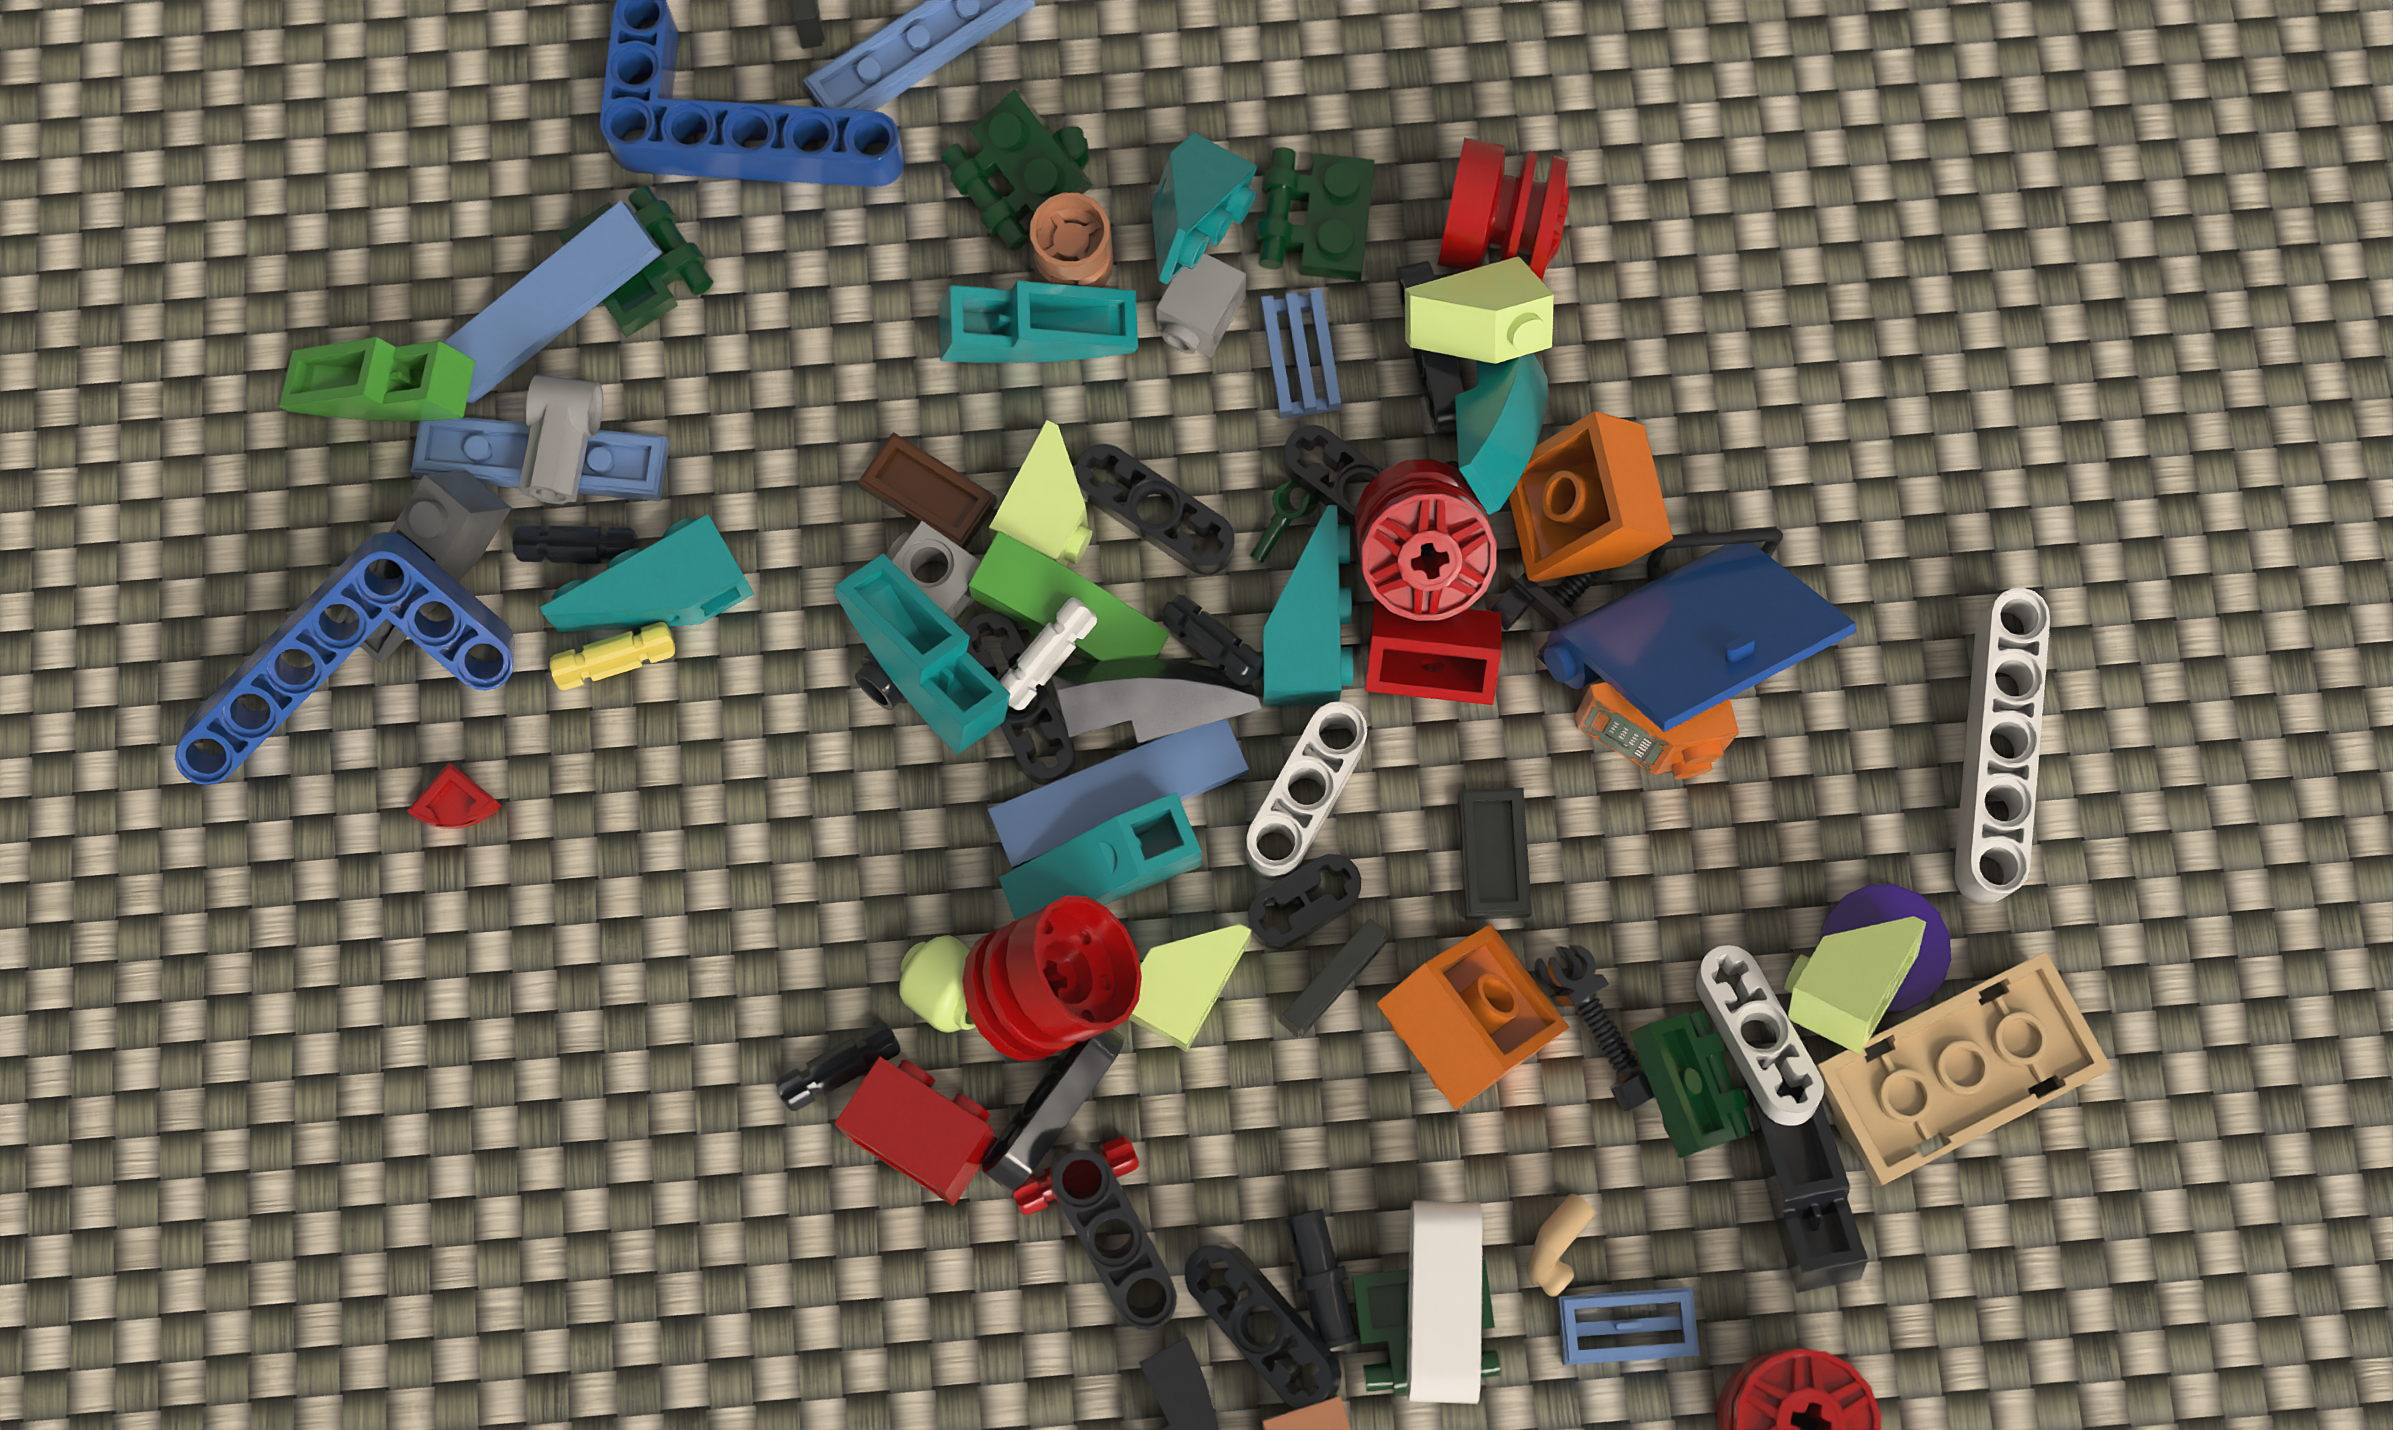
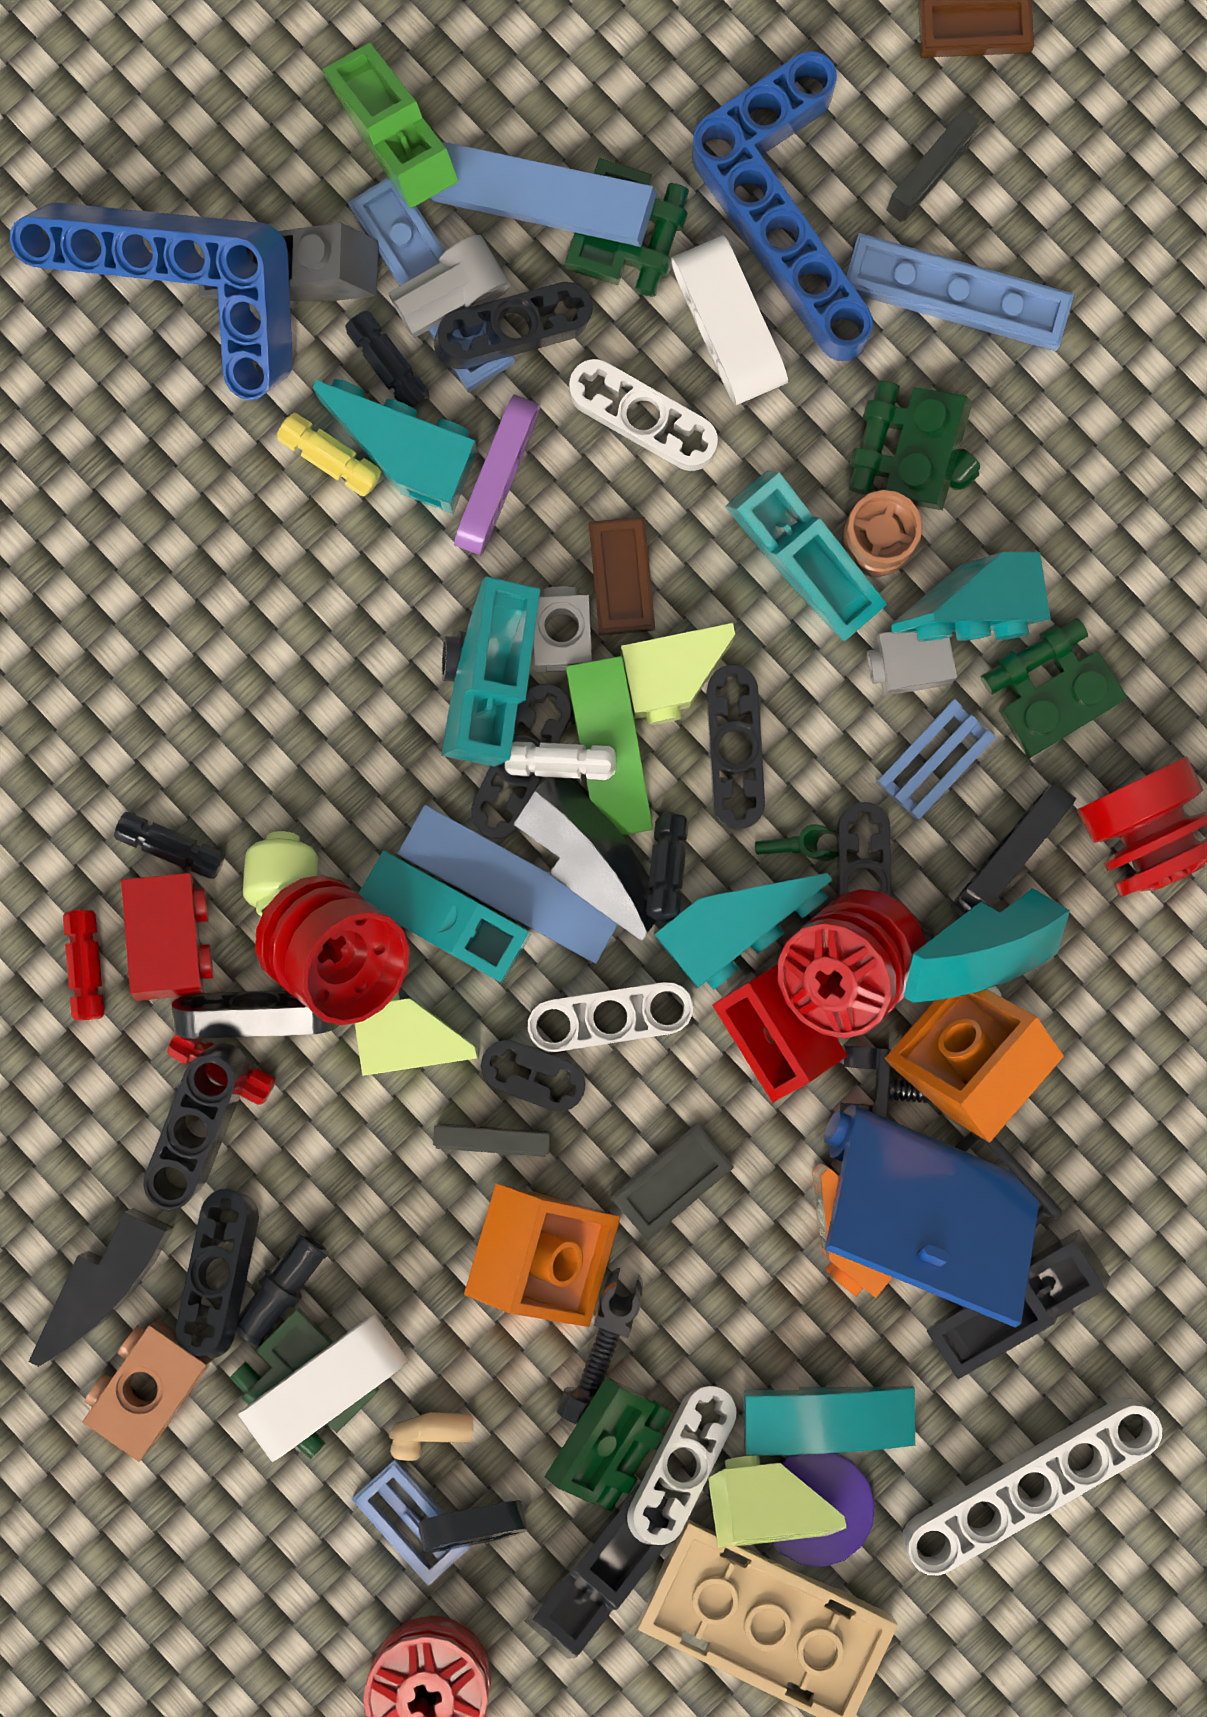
camera: 50 degrees right, 10 degrees up
(453, 801) = (144, 430): red tile -> none
(641, 437) = (471, 319): none -> black beam
(753, 525) = (497, 475): none -> medium lavender beam
(771, 402) = (638, 391): none -> white beam
(786, 235) = (729, 320): none -> white beam
(882, 1230) = (83, 964): none -> red axle
(1481, 313) = (1056, 875): yellowish green slope -> none
(1675, 1266) = (472, 1526): none -> black beam
(1811, 877) = (828, 1420): none -> teal slope
(1833, 681) = (1056, 1283): none -> black slope

